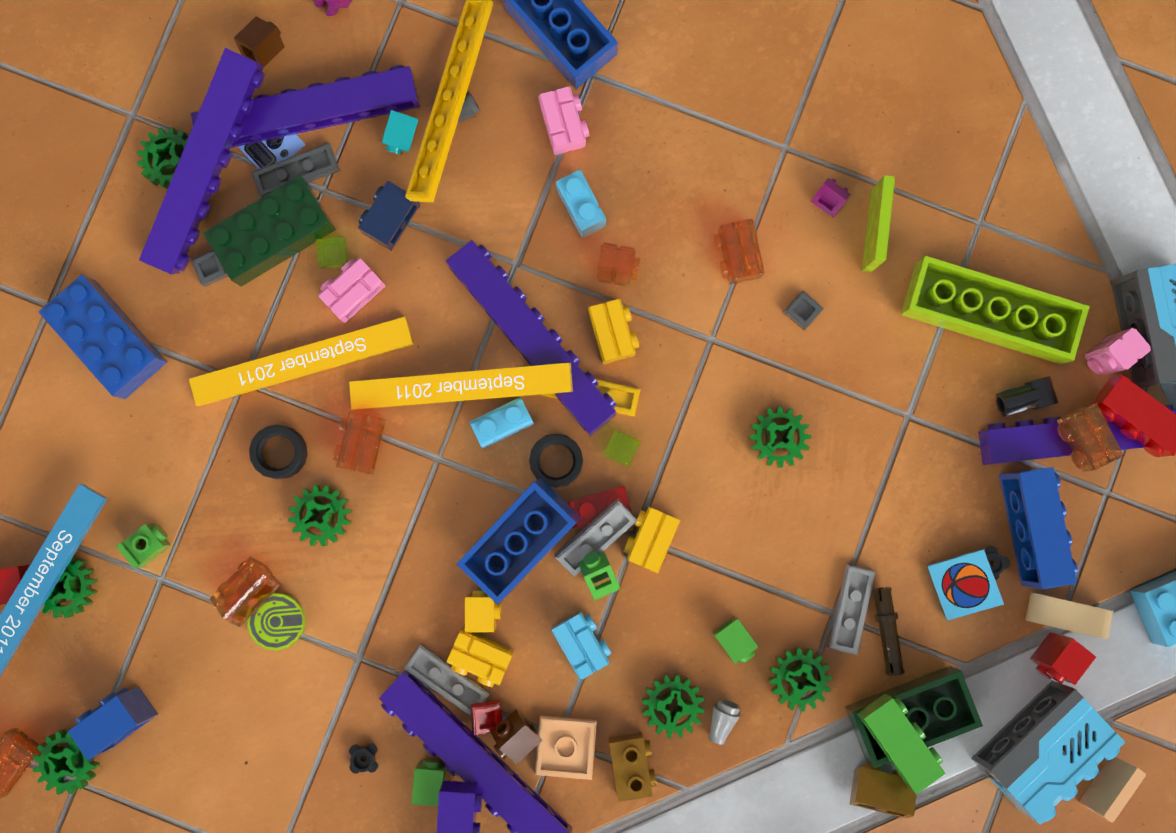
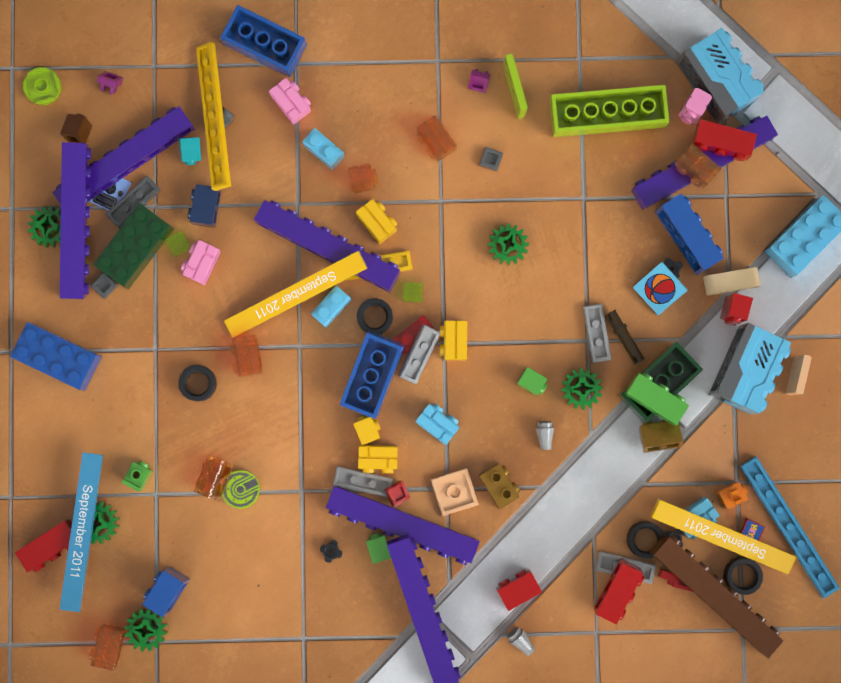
camera: 25 degrees left, 0 degrees up
(301, 361) = (187, 321): yellow tile -> none
(326, 526) = (235, 418): green gear -> none
(515, 737) = (420, 497): reddish brown brick -> none
(596, 568) = (427, 373): bright green brick -> none
(685, 708) = (518, 435): green gear -> none
(1032, 395) = (655, 154): black piece -> none

